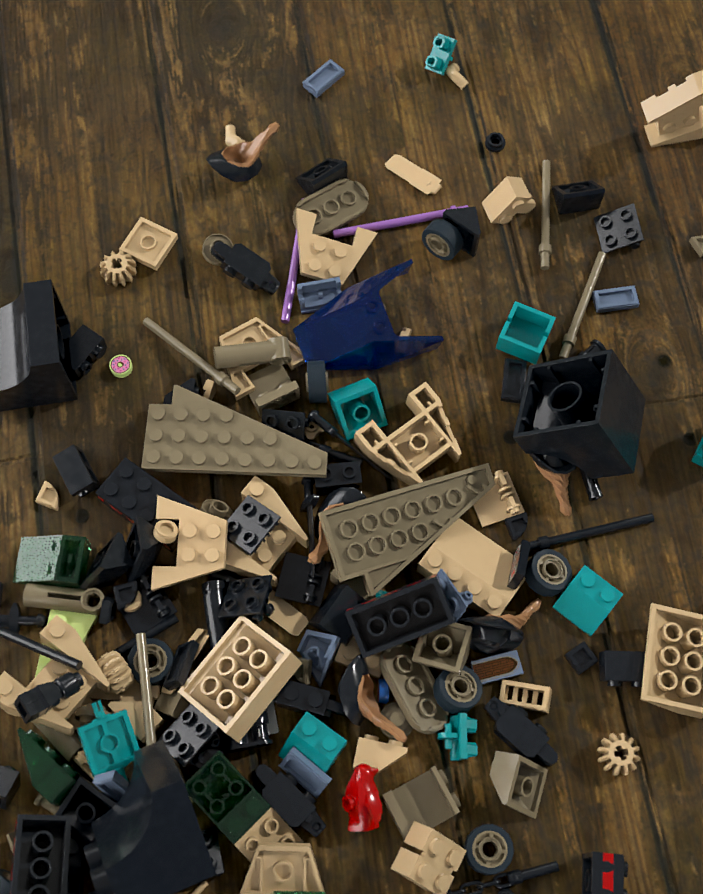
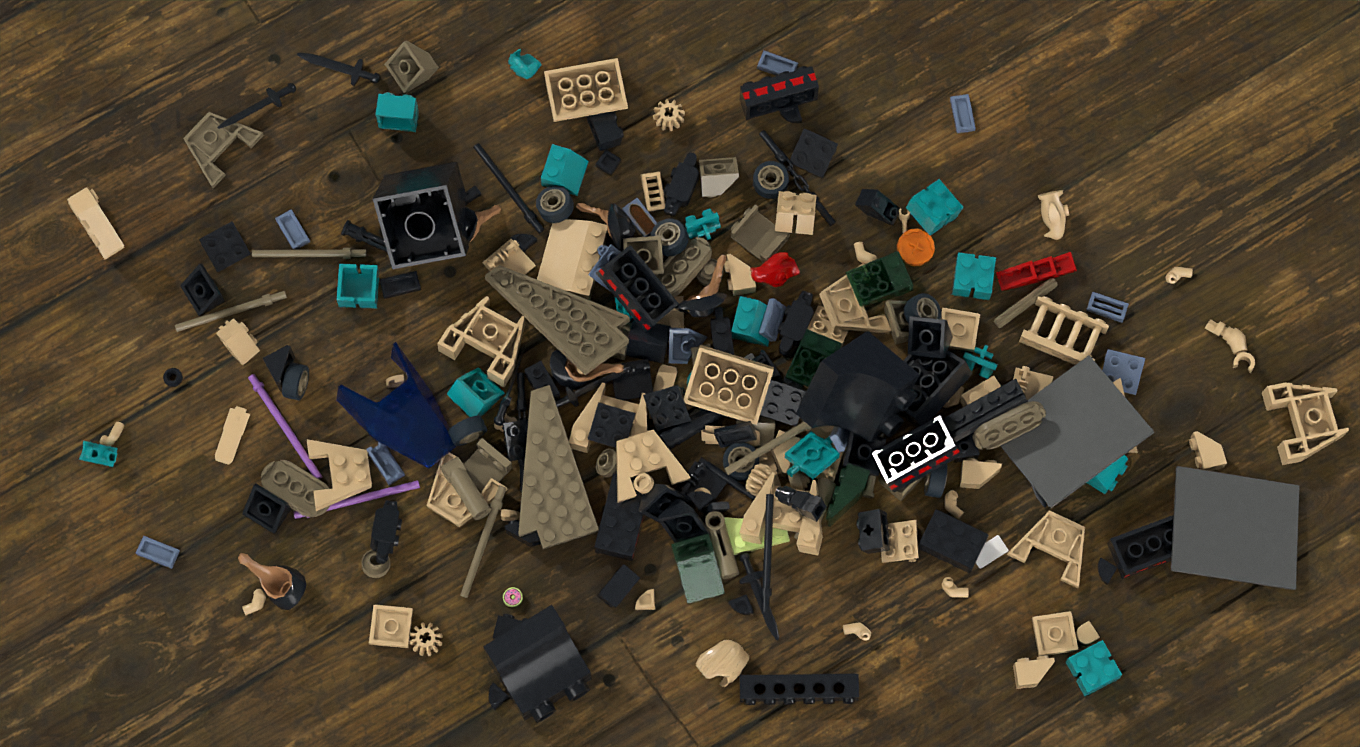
camera: 110 degrees left, 5 degrees up
(383, 691) = (692, 289): blue tile -> none
(519, 564) = (558, 224): black tile -> none

